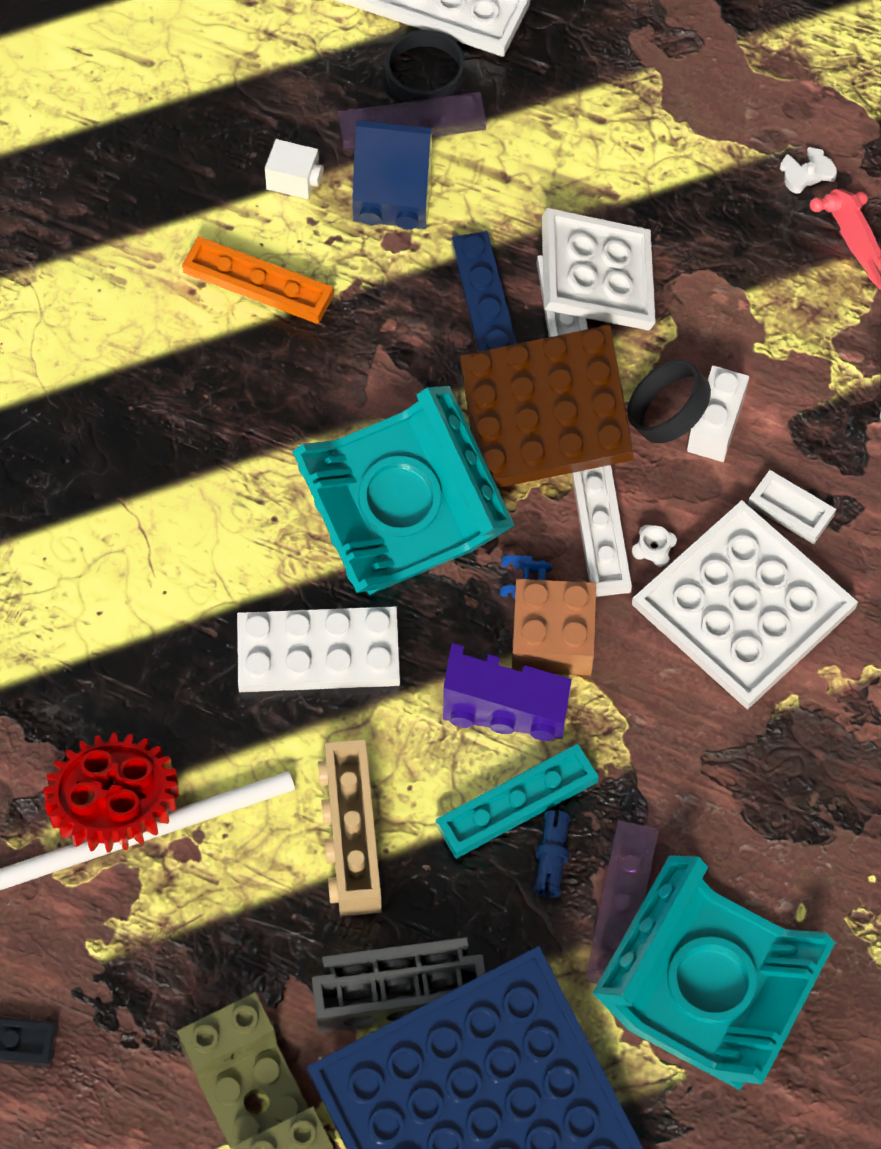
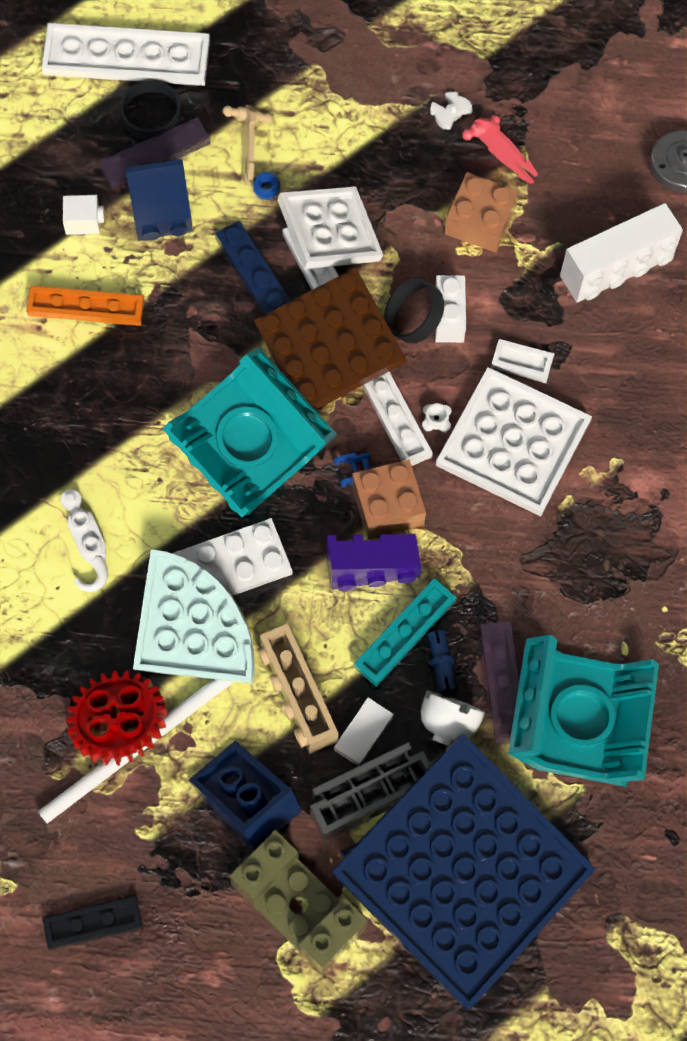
camera: 20 degrees left, 5 degrees up
(156, 564) = (87, 539): none -> white piece
(239, 940) = (246, 795): none -> dark blue slope
(245, 706) = (191, 624): none -> light aqua plate
(419, 910) = (363, 732): none -> white tile
(533, 923) = (449, 717): none -> white cylinder
(537, 190) = (266, 179): none -> blue plate
(544, 107) = (249, 117): none -> tan piece
(801, 306) = (481, 212): none -> nougat brick

